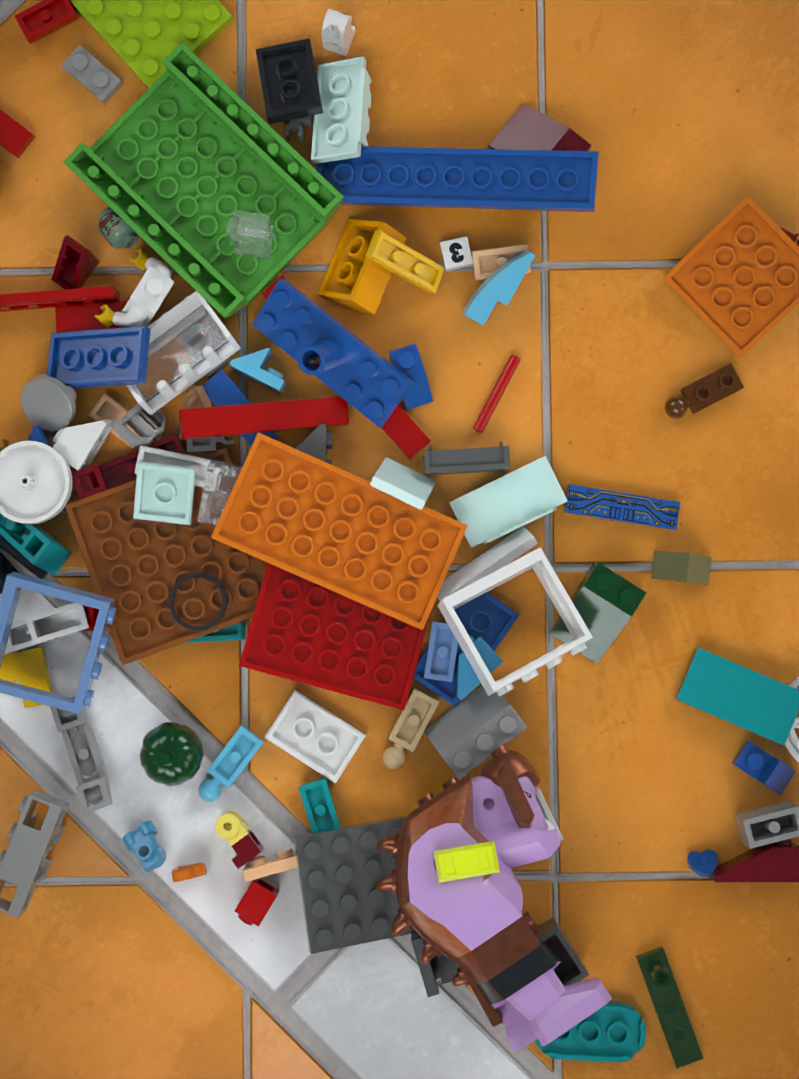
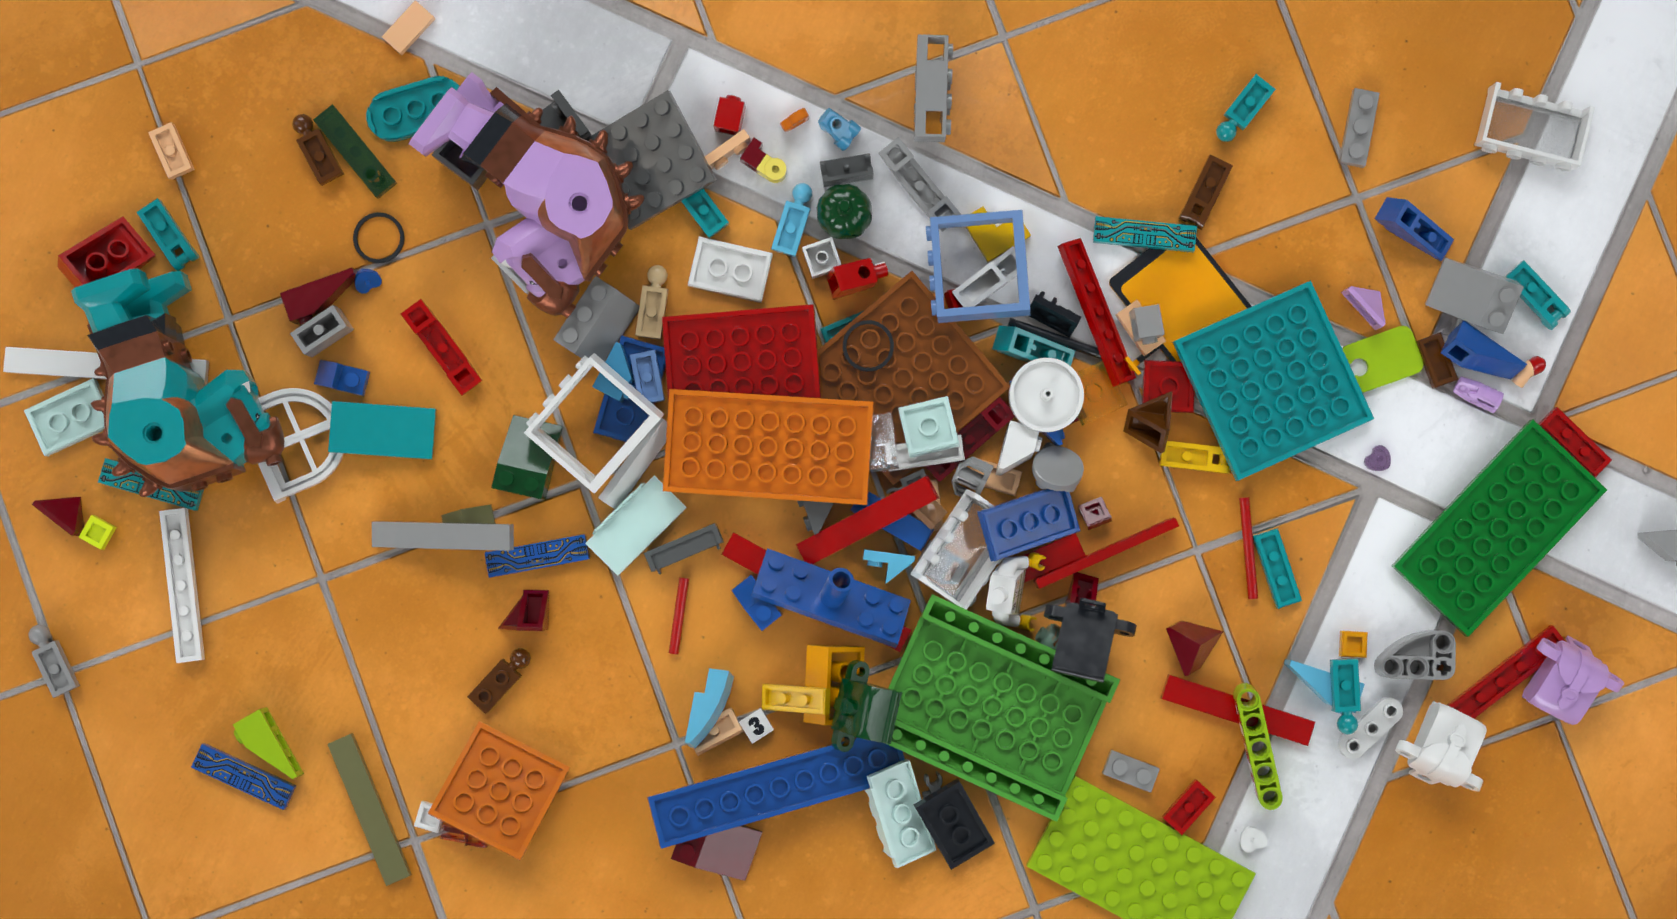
camera: 160 degrees right, 0 degrees up
(29, 345) = (1095, 513): none -> tile
(79, 208) = (1086, 638): none -> black piece
(154, 798) = (846, 170): none -> dark grey hinge
(186, 679) = (845, 278): none -> red torso
(213, 713) = (821, 257): none -> white piece
(251, 234) = (935, 672): clear brick -> none
(337, 30) = (927, 882): white leg -> none
(337, 220) = (863, 709): none -> dark green piece
(403, 483) = (729, 508): light aqua tile -> none
(466, 861) = (563, 210): neon yellow tile -> none
(647, 762) = (442, 346): none -> red slope
(651, 450) = (529, 613): none -> dark red slope
(699, 913) = (362, 221): none -> black piece
(710, 1023) = (316, 150): none -> reddish brown plate
(714, 560) = (443, 535): none -> light grey tile

